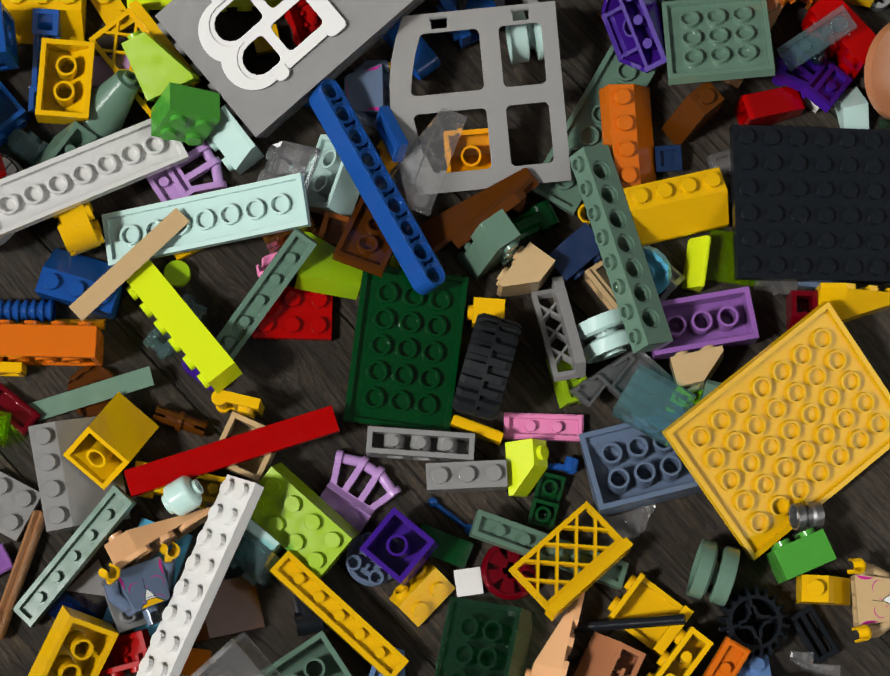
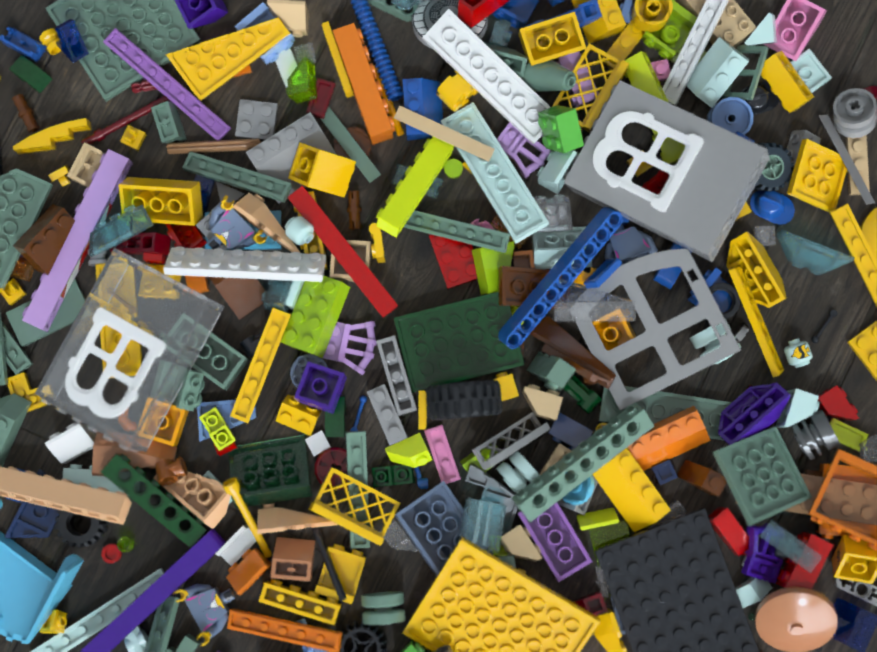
camera: 75 degrees right, 5 degrees up
(155, 65) = (587, 95): lime slope -> none

